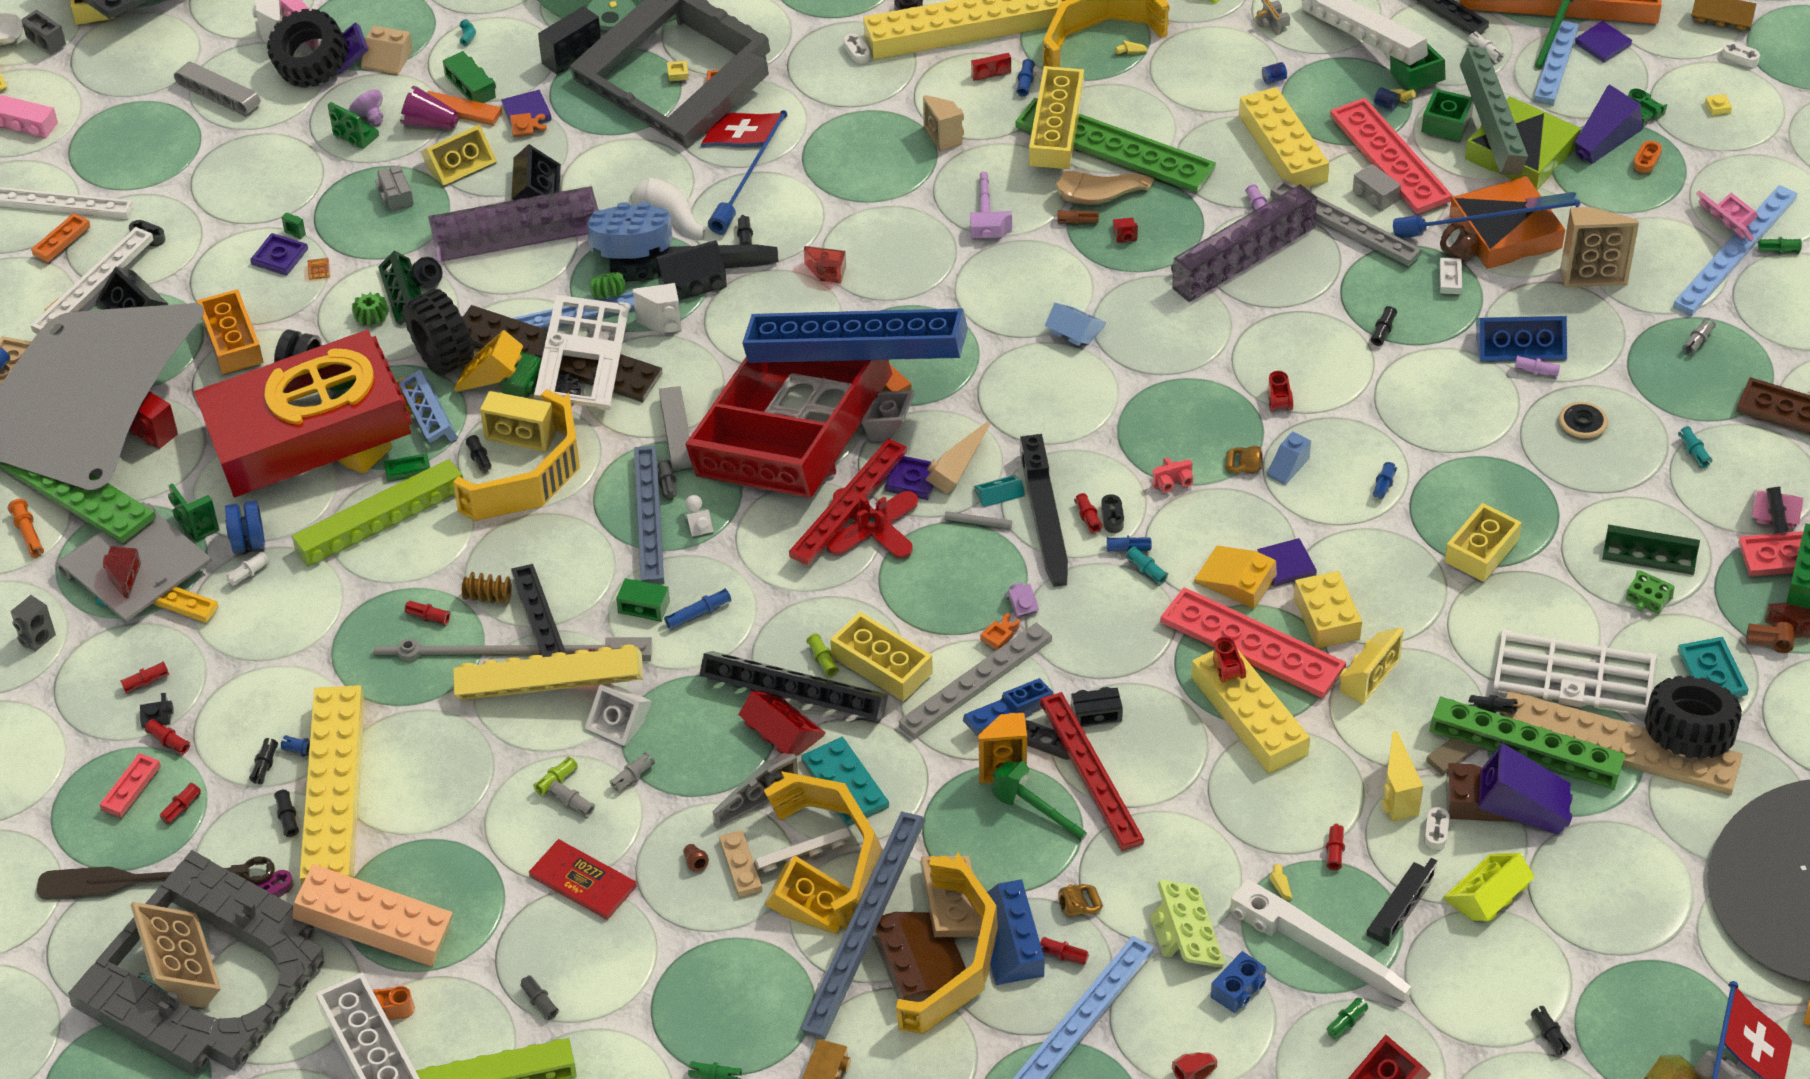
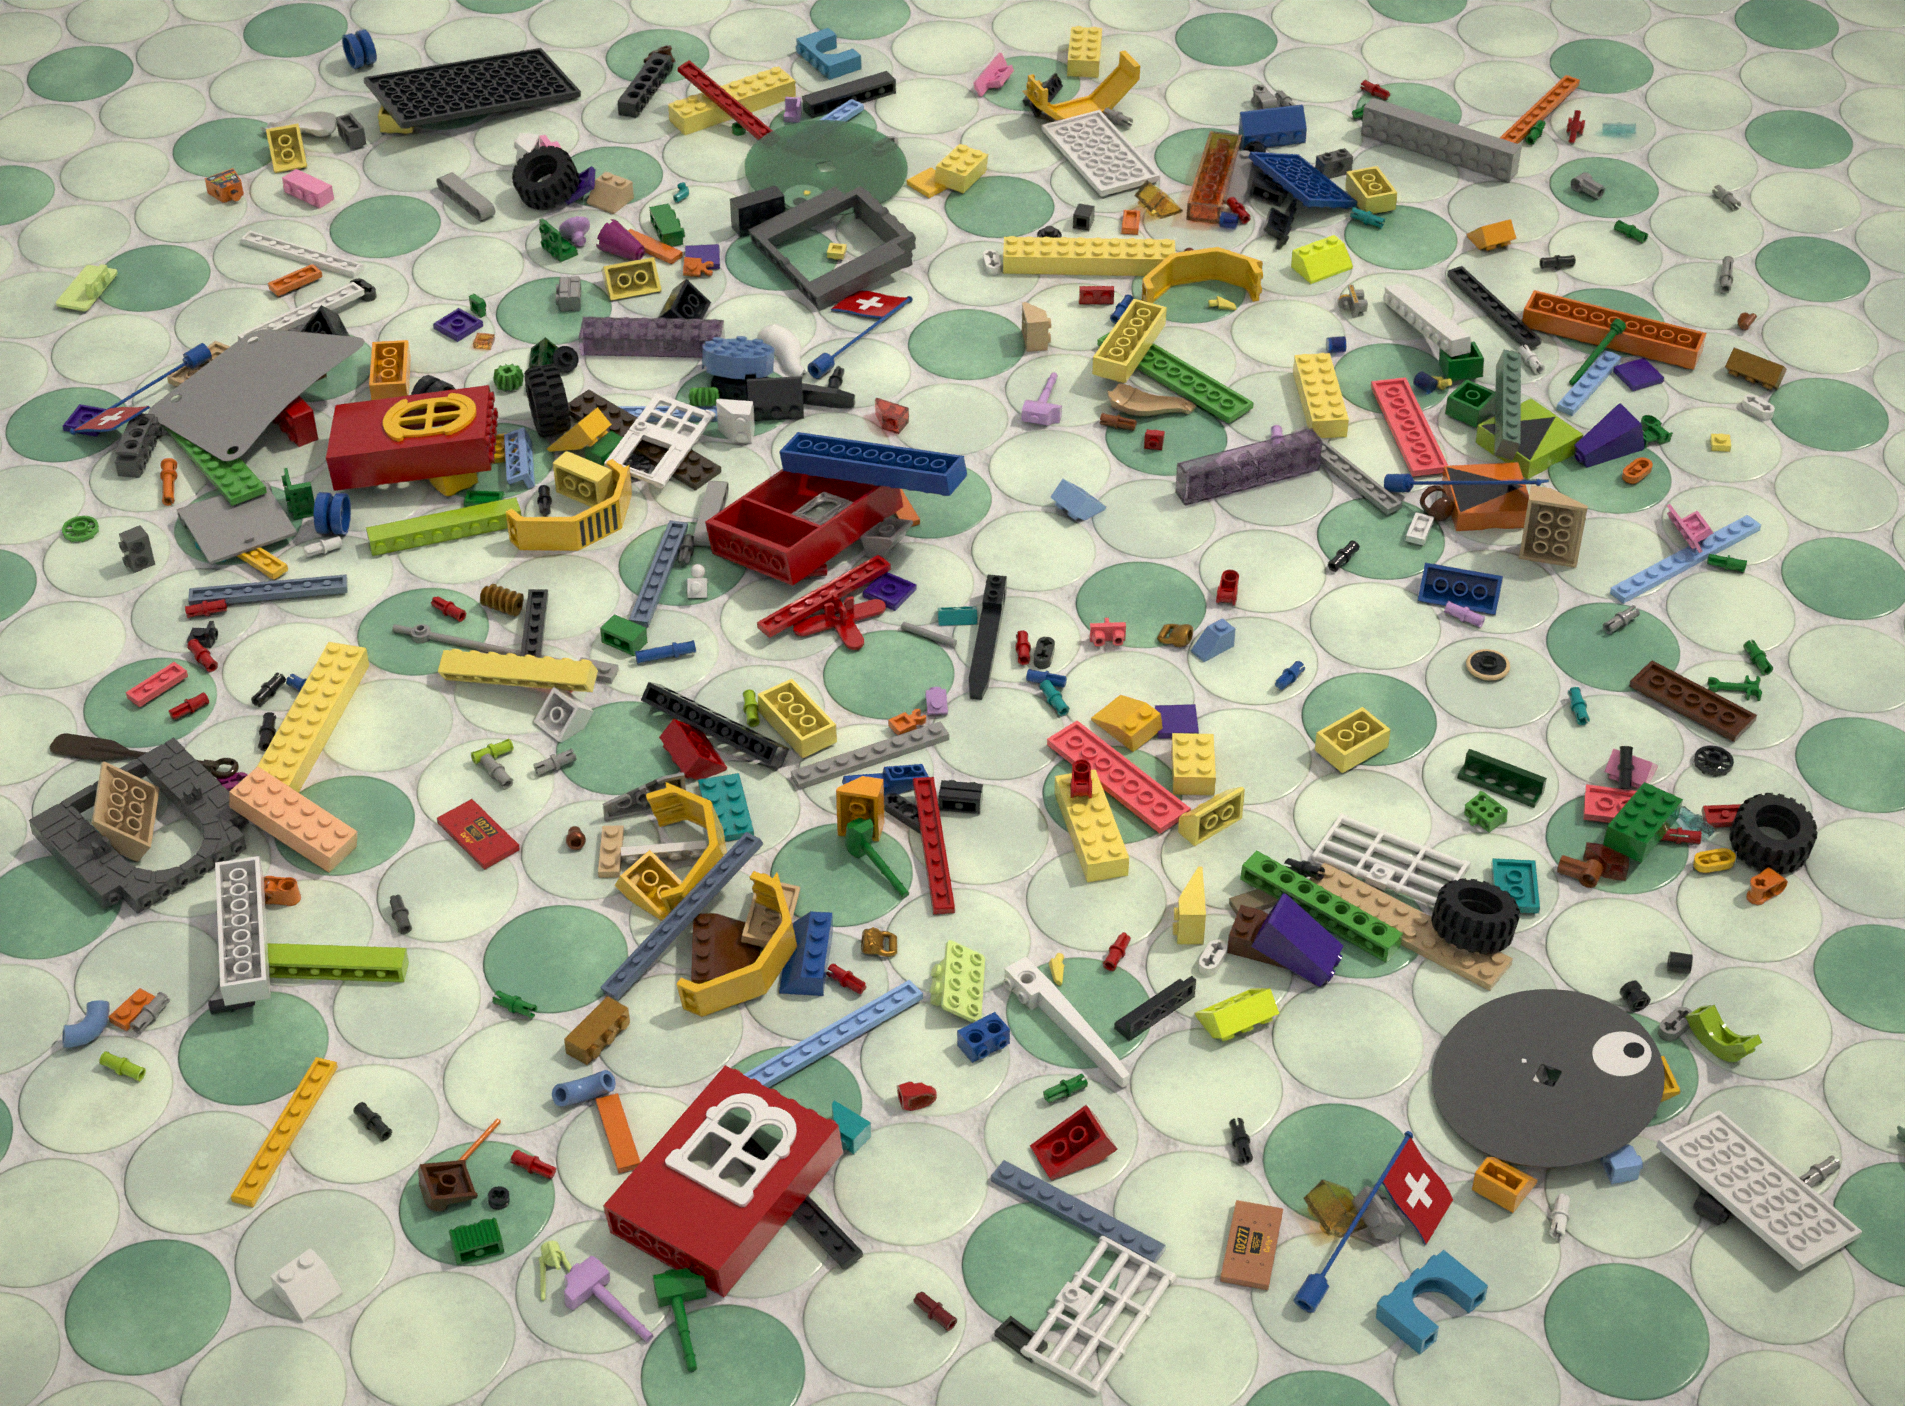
camera: 15 degrees right, 5 degrees down
(122, 568) = (222, 522): clear red slope -> none
(209, 637) = (270, 590): none -> sand blue plate
(950, 466) = (925, 584): tan slope -> none
(1376, 187) = (1385, 448): light grey brick -> none

